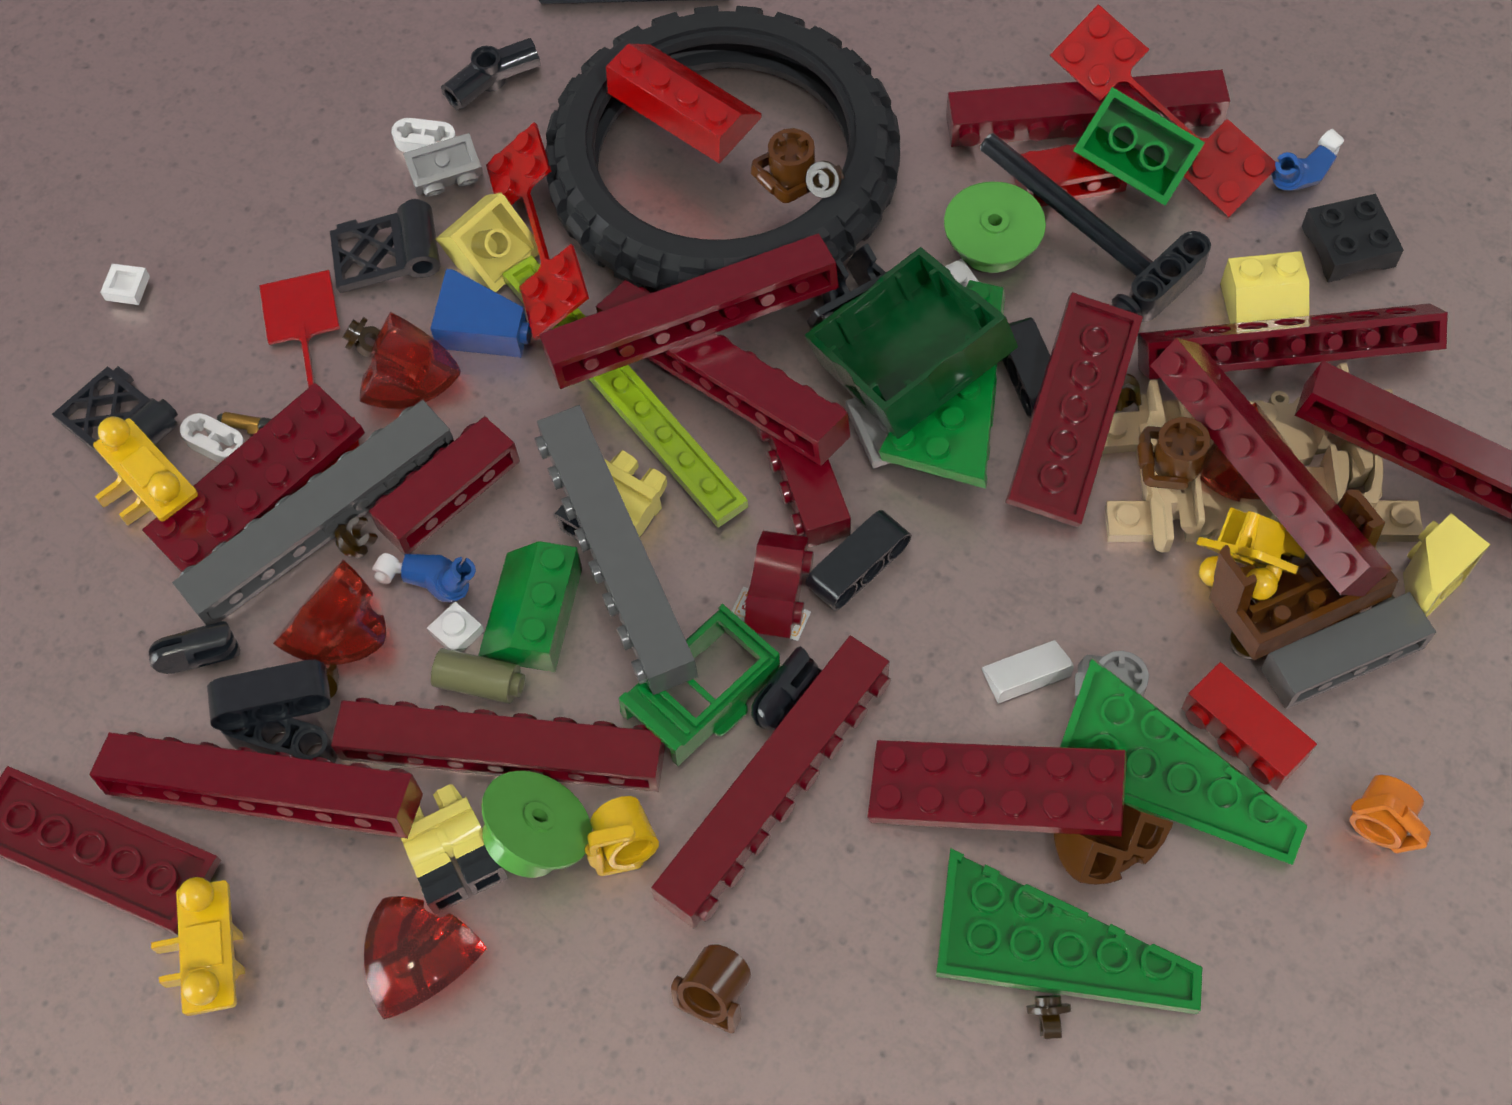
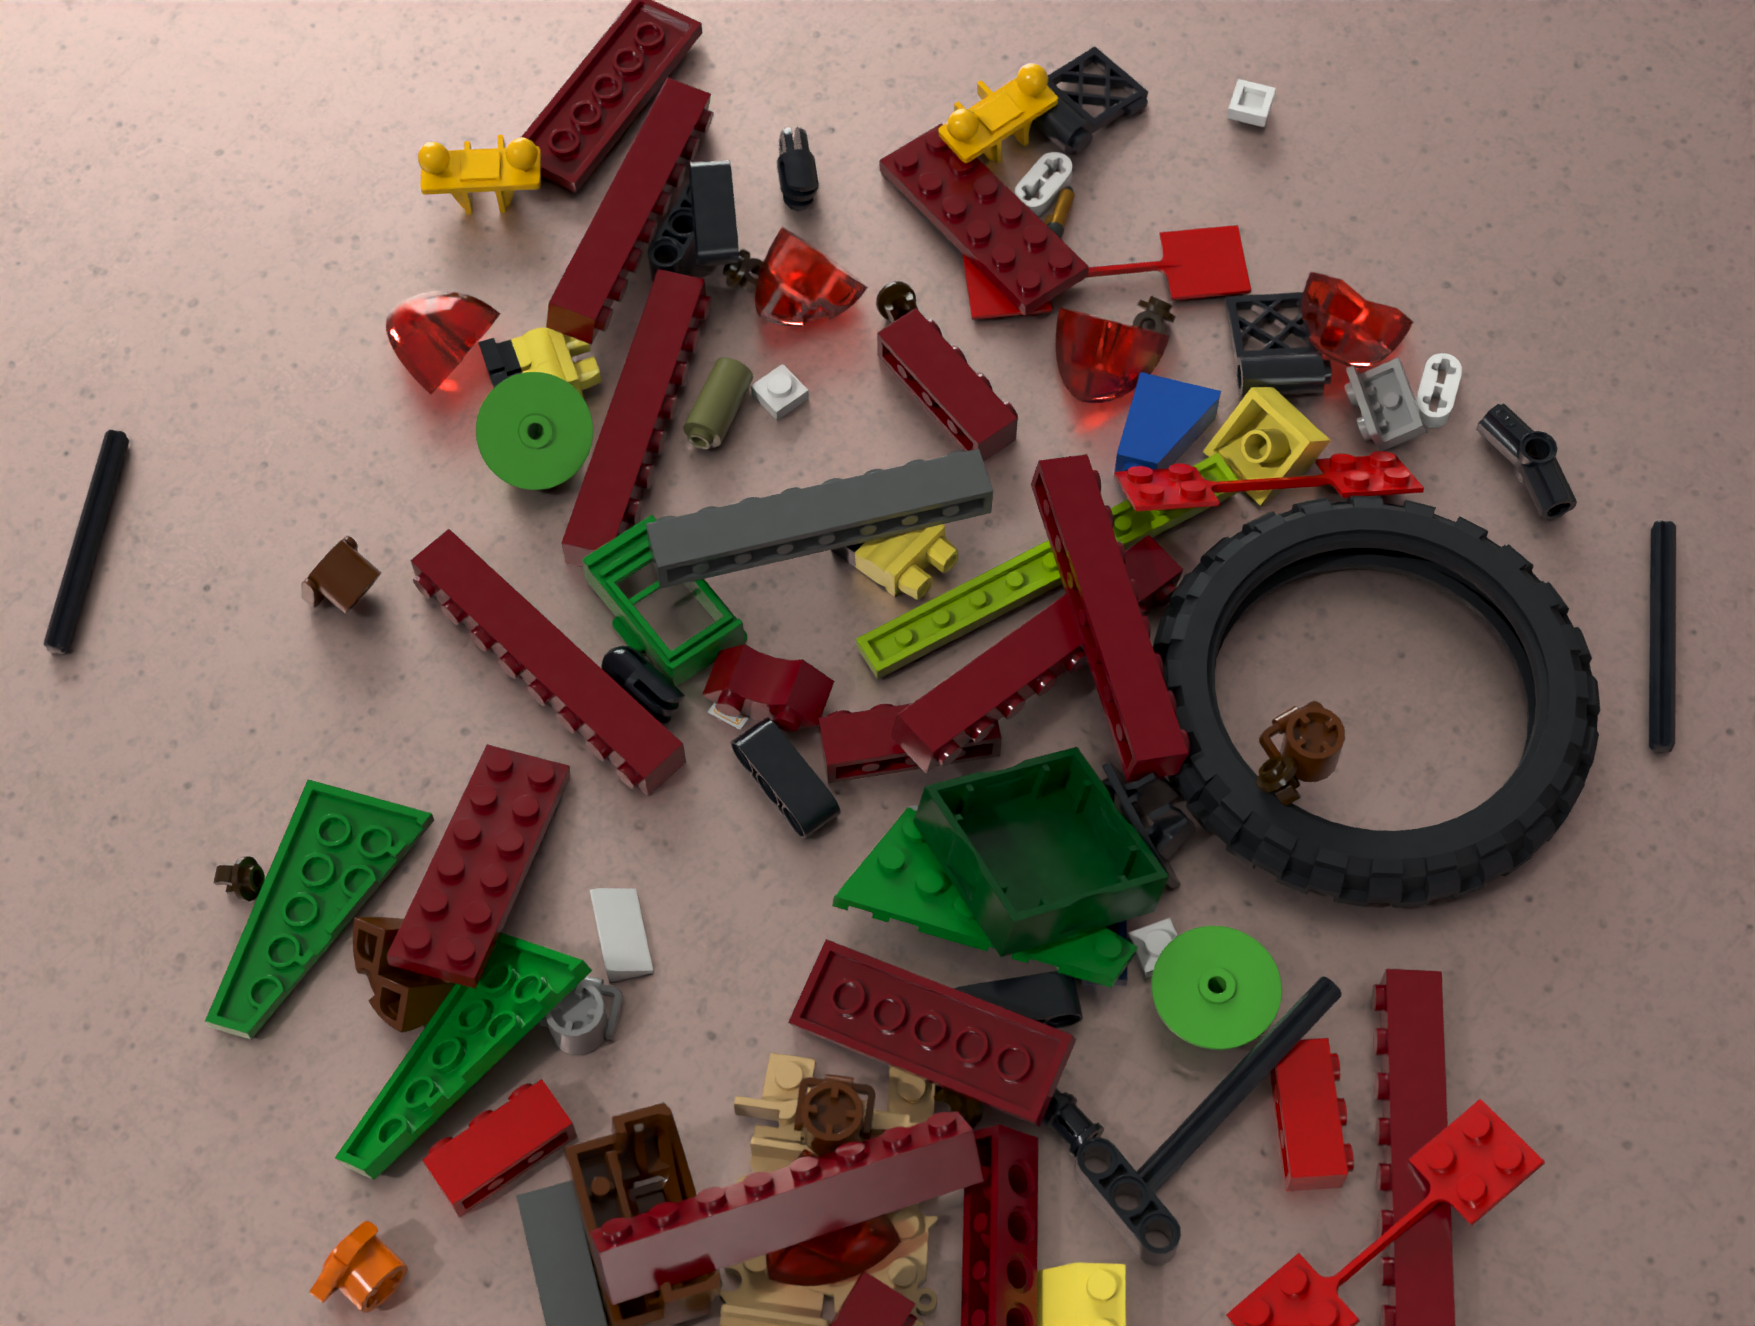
camera: 95 degrees right, 0 degrees up
(311, 515) = (933, 270): dark grey brick -> none
(366, 193) = (1348, 325): none -> clear red brick
(439, 575) = (838, 378): blue arm -> none
(532, 606) = (779, 455): green slope -> none
(620, 834) = (513, 513): yellow piece -> none
(679, 100) = (1425, 634): red slope -> none
(1138, 146) = (1314, 1183): green slope -> none
(1255, 543) = (679, 1168): yellow piece -> none

